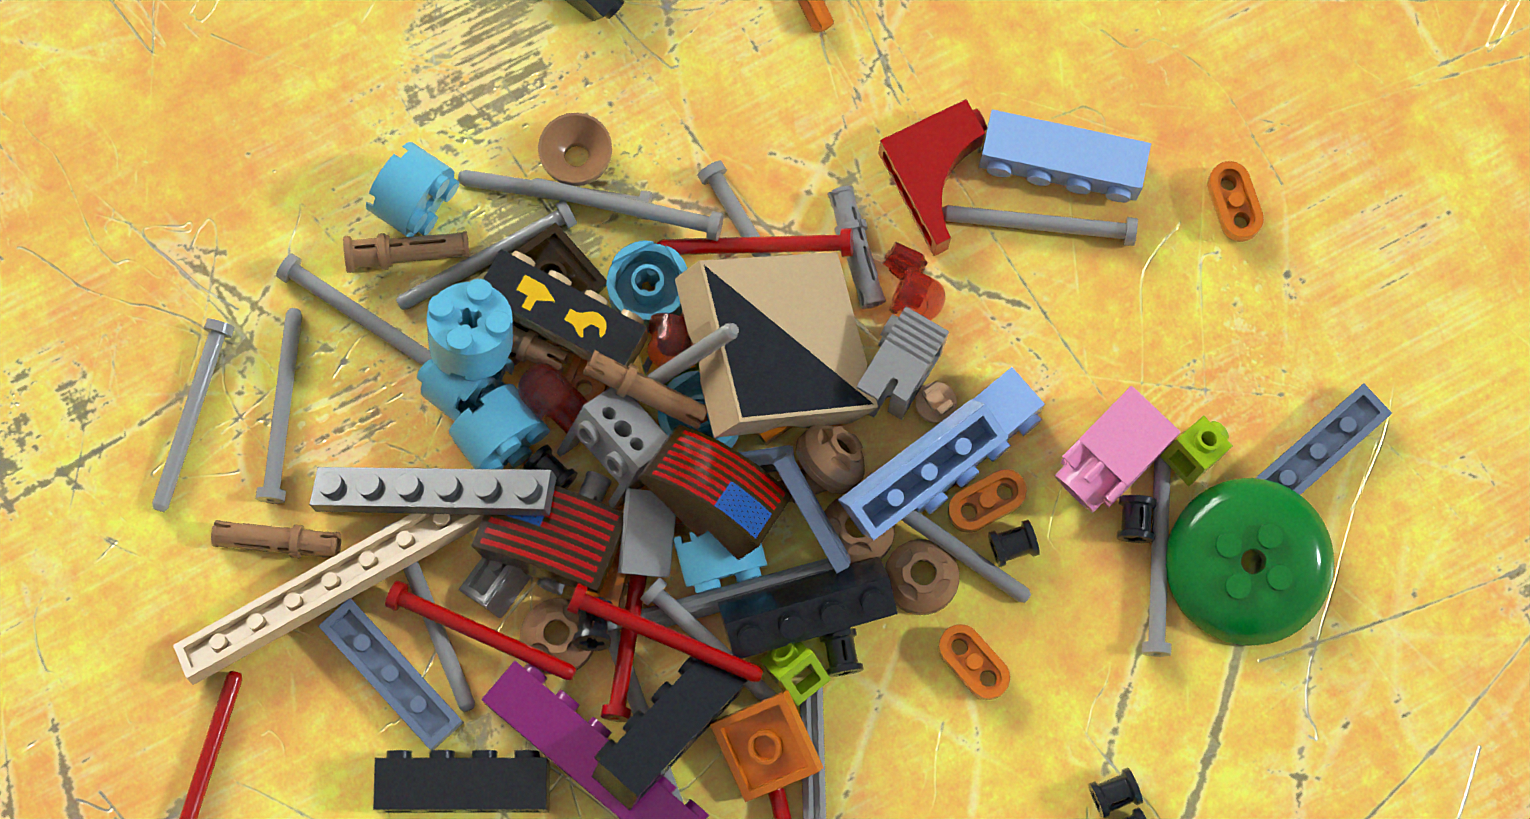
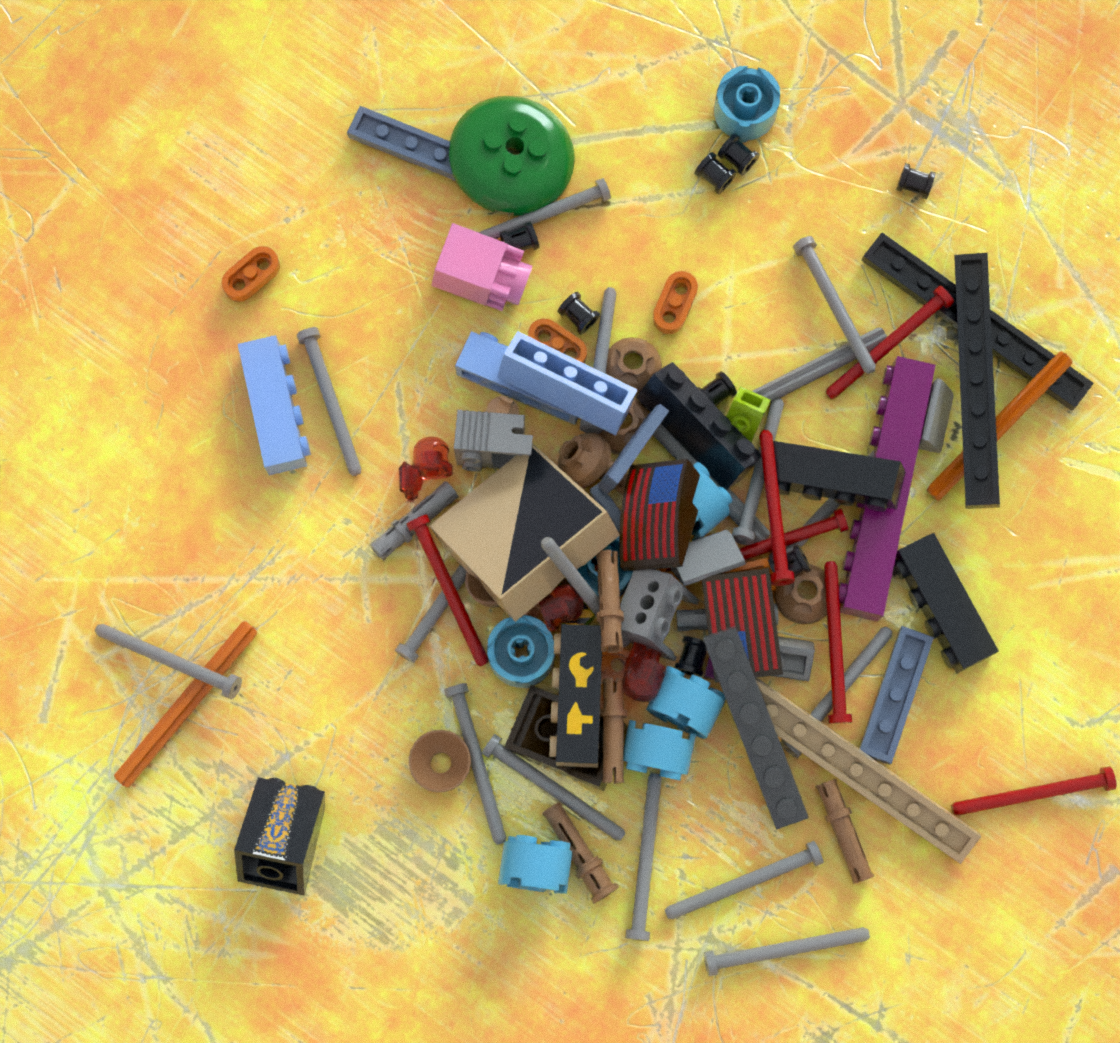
camera: 115 degrees left, 0 degrees up
(470, 330) = (612, 751): medium azure brick -> none
(710, 224) = (452, 629): light grey bar -> none
(766, 746) = (809, 406): orange plate -> none
(923, 159) = (326, 501): red arch -> none
(1202, 444) = (444, 212): lime brick -> none

